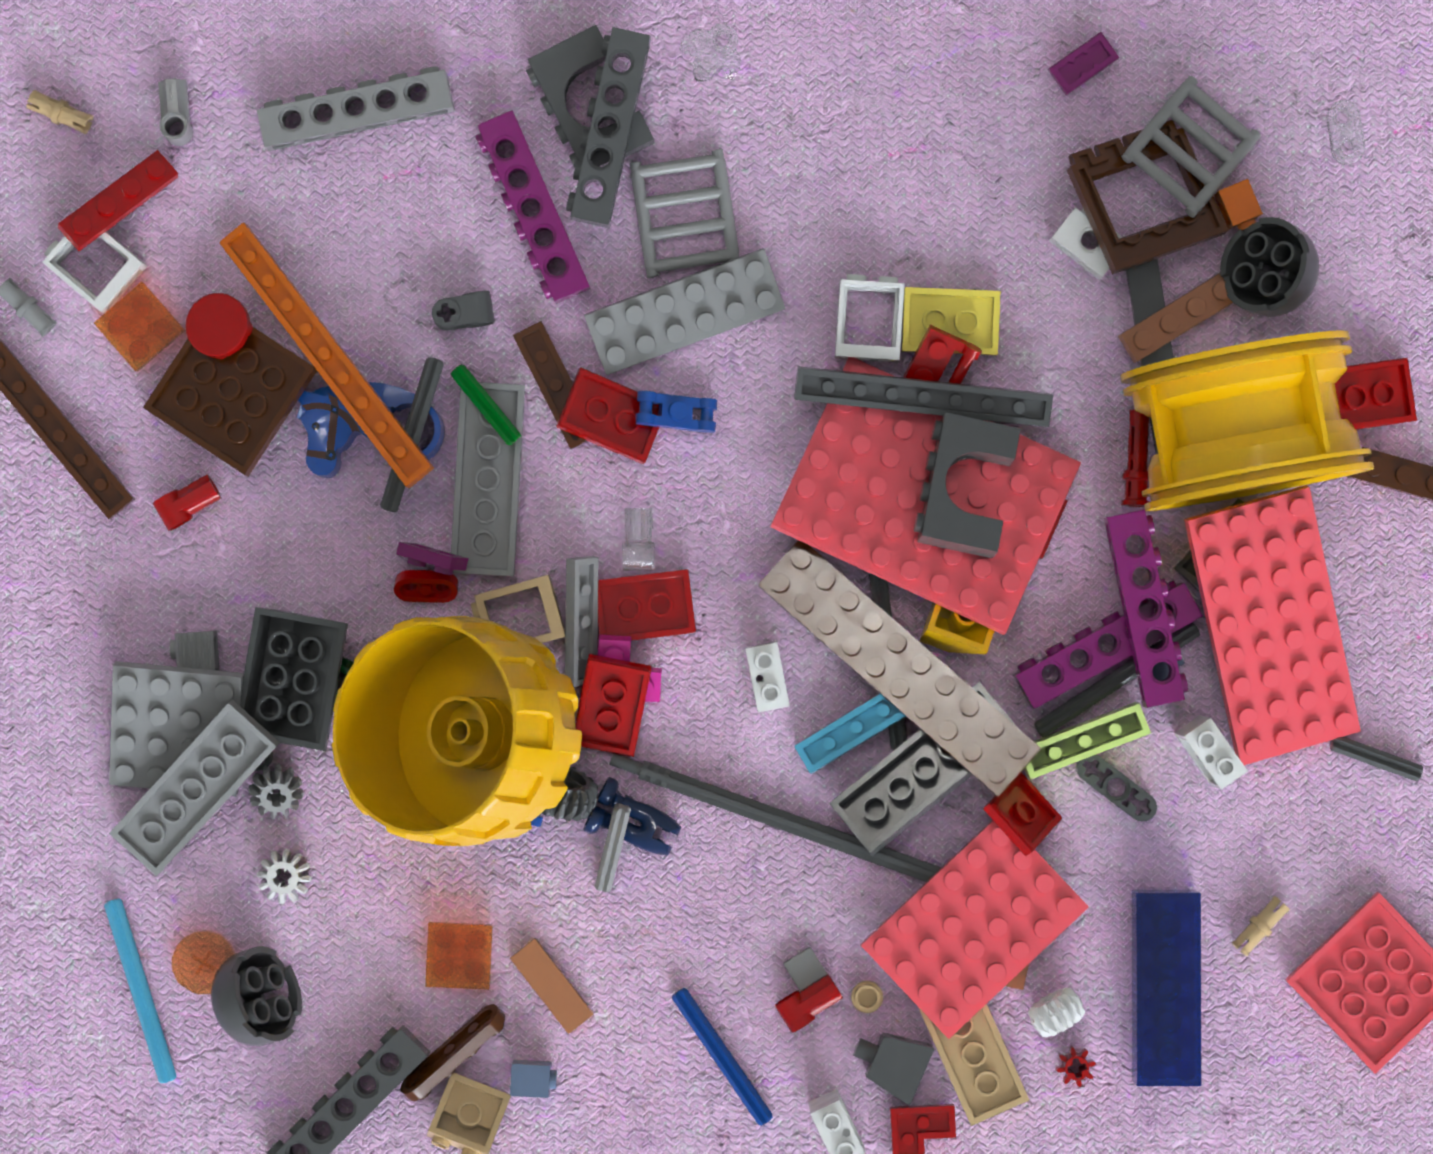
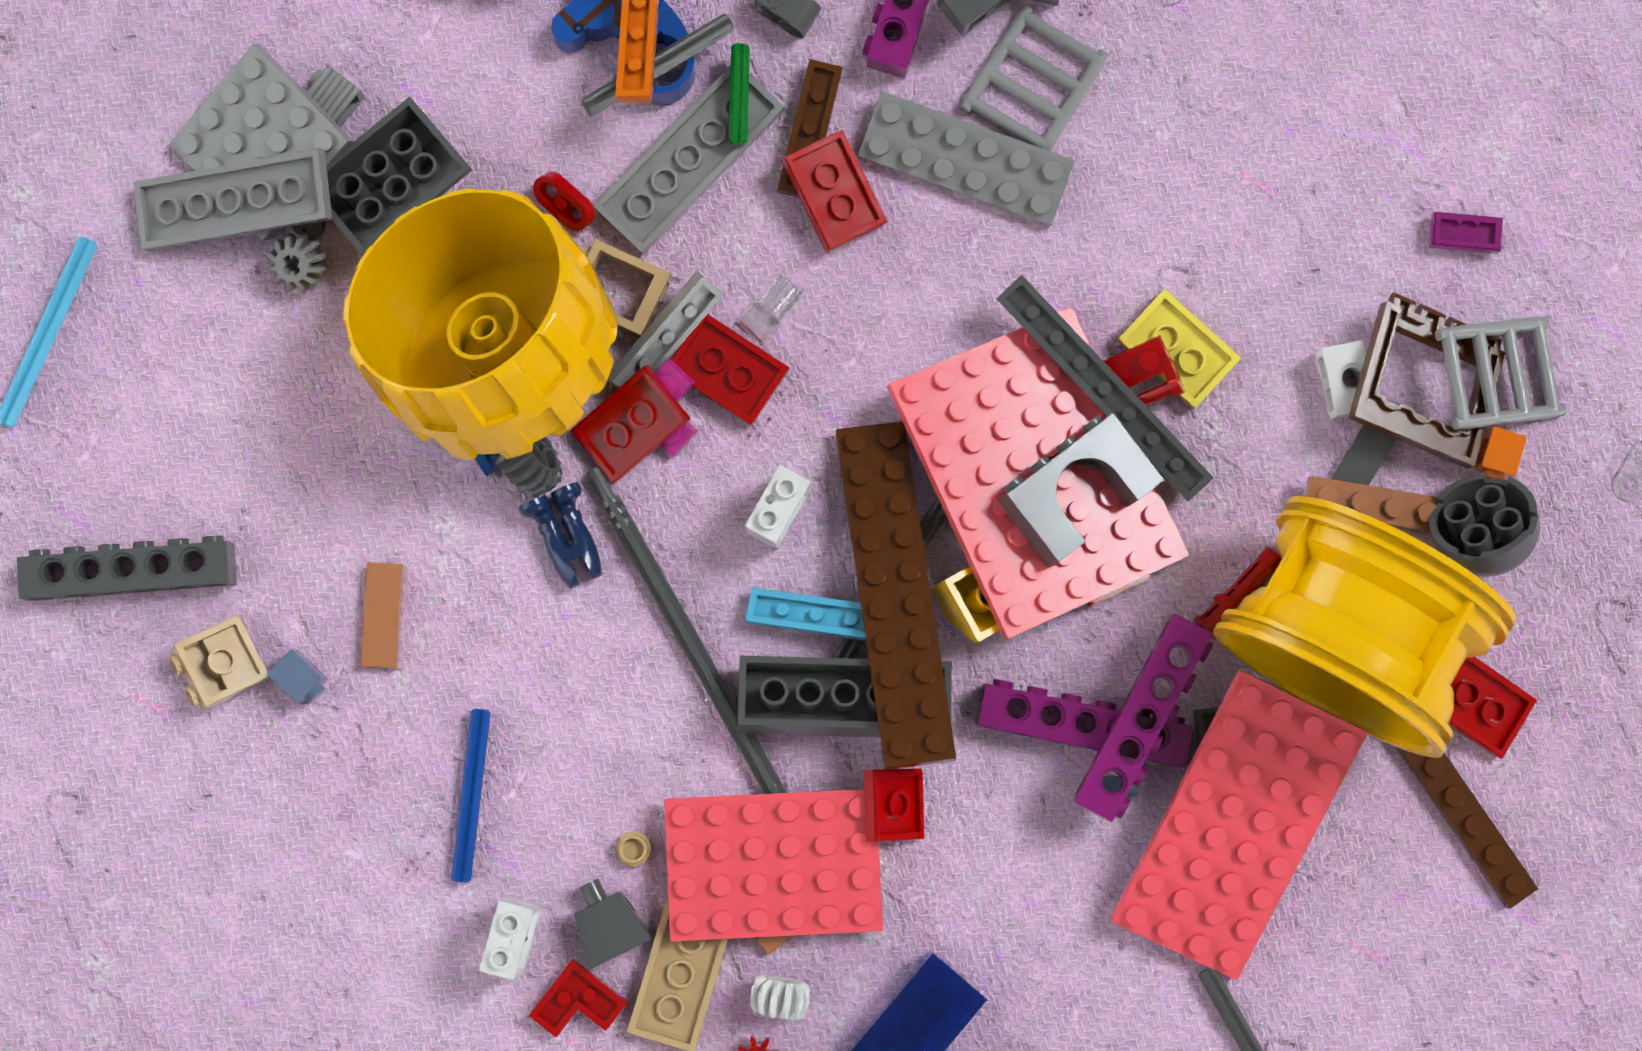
camera: 40 degrees right, 5 degrees down
(199, 958) = (118, 353): clear orange tile -> none
(240, 998) = (119, 403): dark grey cylinder -> none
(294, 882) = (245, 349): white gear -> none
(420, 555) = (581, 171): magenta plate -> none
(453, 1052) = (255, 599): reddish brown plate -> none
(459, 955) = (328, 524): clear orange plate -> none
(612, 847) = (530, 542): light grey axle -> none
(676, 412) = (889, 231): blue plate -> none
(801, 1007) = (573, 810): red piece -> none
(805, 968) = (602, 781): light grey tile -> none
(867, 352) = (1088, 315): white window -> none
(1088, 739) = (1000, 789): yellowish green brick -> none
(1104, 687) = (1052, 759): dark grey axle -> none
(1130, 808) = (988, 879): dark grey beam -> none
(1216, 757) = (1098, 897): white window -> none

